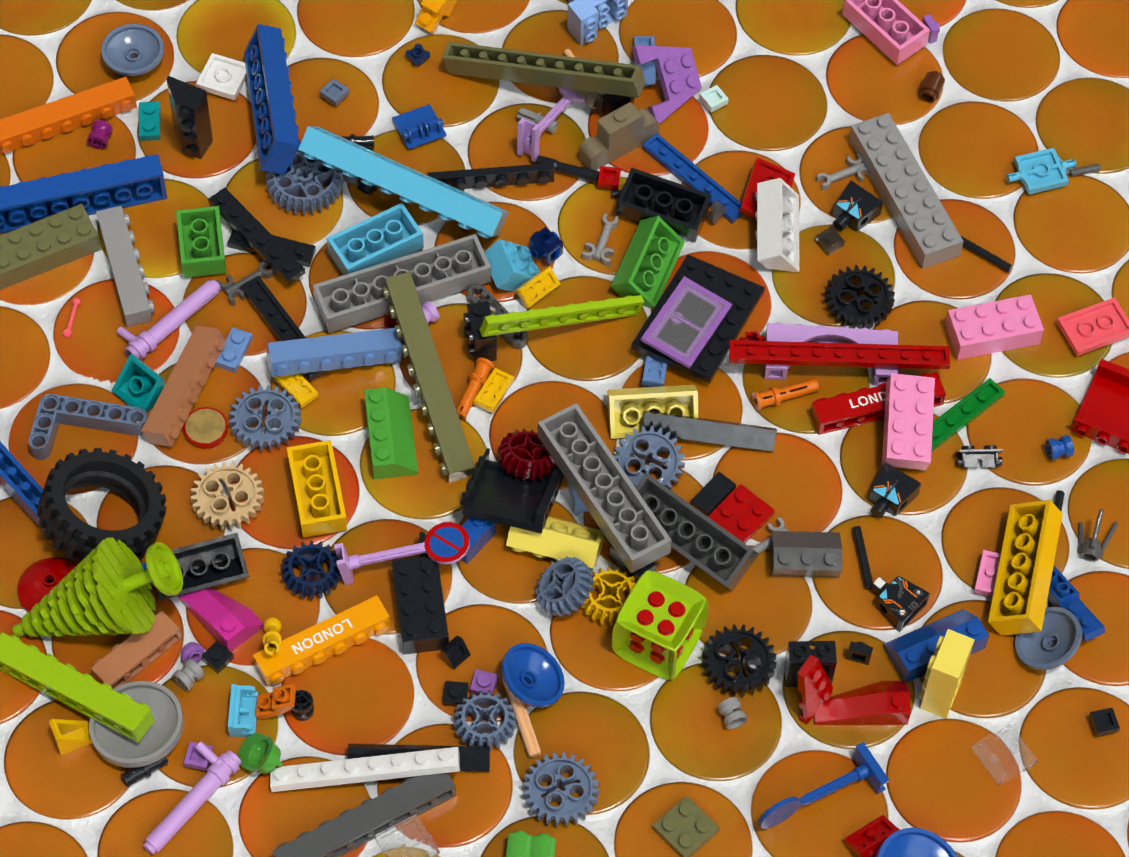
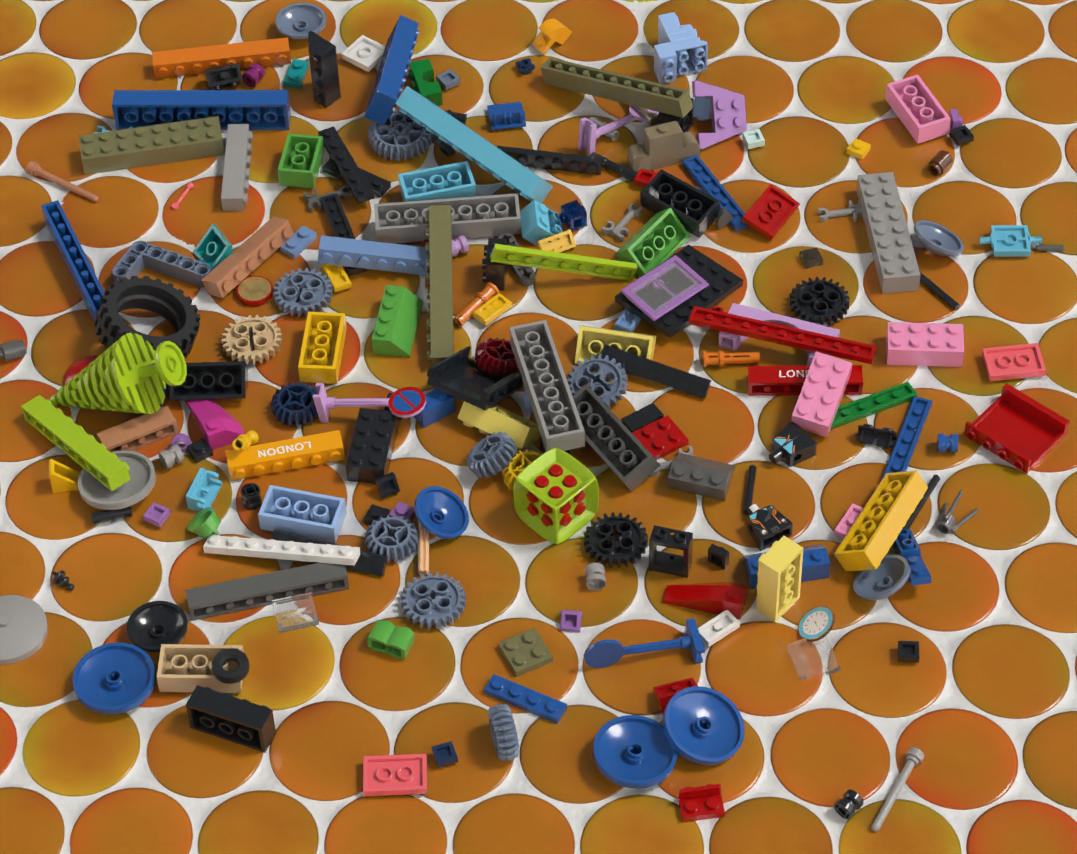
camera: 20 degrees right, 10 degrees down
(65, 144) = (223, 75): none -> black brick
(148, 340) = (233, 221): lavender cylinder -> none
(216, 775) = (165, 530): lavender cylinder -> none
(276, 702) = (230, 489): orange slope -> none
(314, 114) = (423, 81): none -> green arch
(372, 715) = (302, 513): none -> light blue brick
(722, 774) = (570, 620): none -> medium lavender slope
(777, 226) = (769, 236): white slope -> none
(814, 687) = (665, 566): red wing -> none
(834, 86) = (858, 149): none -> yellow plate
(855, 208) = (841, 237): black torso -> none
(890, 743) = (718, 628): none -> white plate
(943, 45) = (961, 135): none -> black plate
(965, 187) = (938, 238): none -> sand blue dish
(995, 713) = (816, 623): none -> piece
(1013, 451) = (909, 435): none -> blue tile

